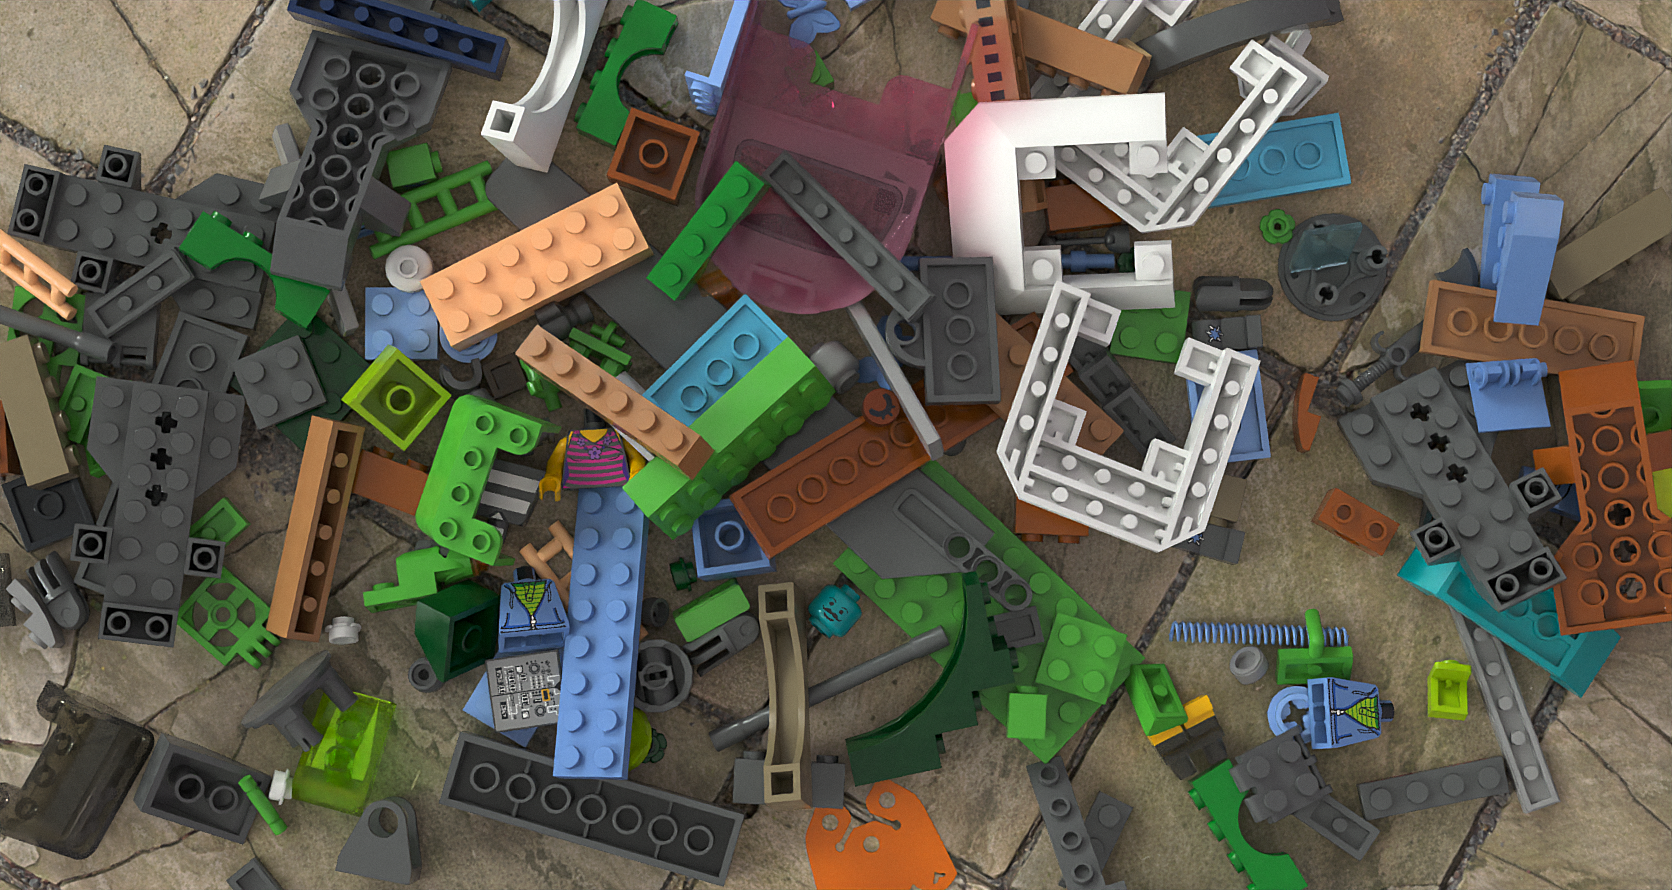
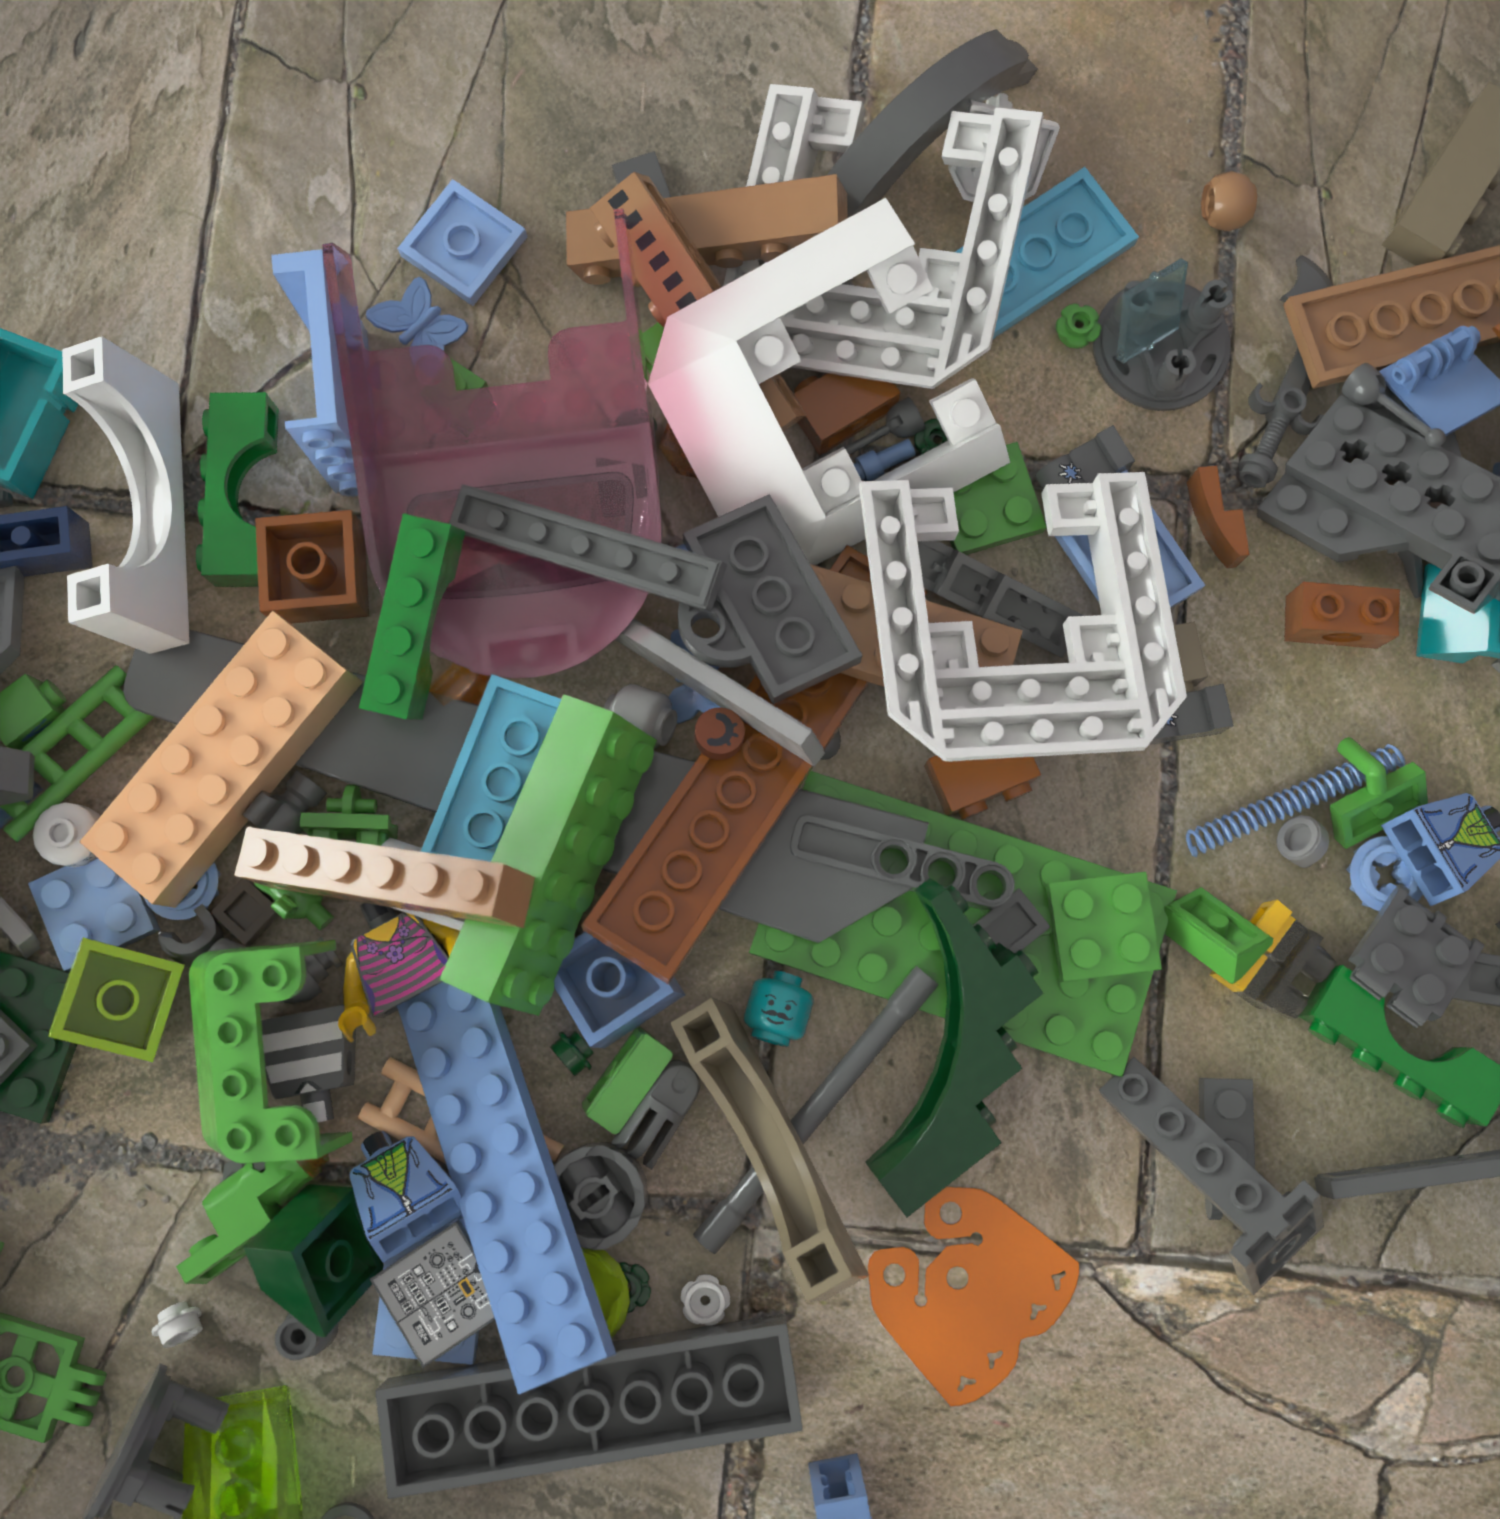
camera: 25 degrees left, 5 degrees down
(315, 529) = (82, 1216): medium nougat brick -> none
(390, 481) = (150, 1109): dark orange brick -> none
(654, 612) = (558, 1115): dark grey hinge -> none
(706, 782) = (695, 1310): none -> white plate
(826, 773) = (867, 1225): dark grey brick -> none
(1026, 713) = (1073, 1026): bright green brick -> none
(1231, 293) = (1064, 421): dark grey arm -> none
(1430, 186) = (1229, 201): none -> medium nougat piece
(1453, 370) = (1368, 386): none -> dark grey hinge
(1518, 245) = (1376, 202): medium blue wedge -> none

